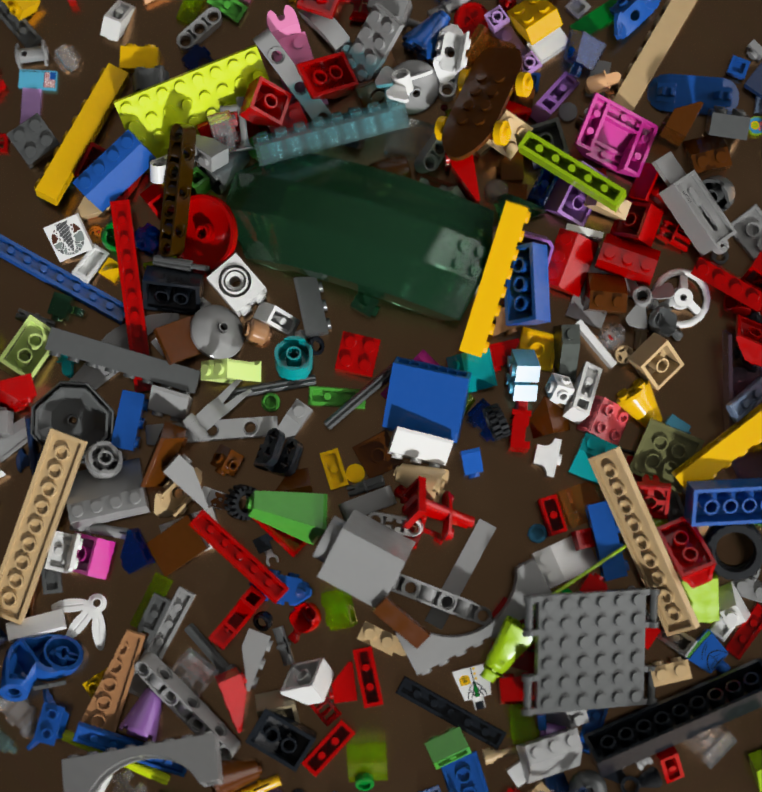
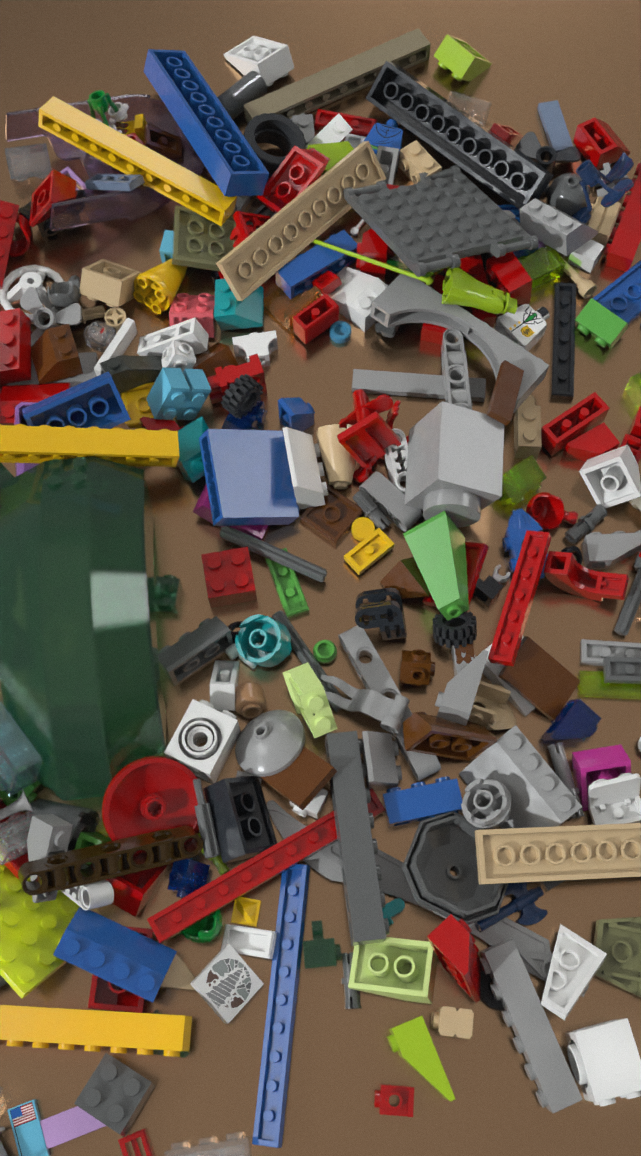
camera: 110 degrees left, 15 degrees down
(95, 233) = (206, 952): clear orange tile -> none
(295, 419) = (331, 614): light grey slope -> none

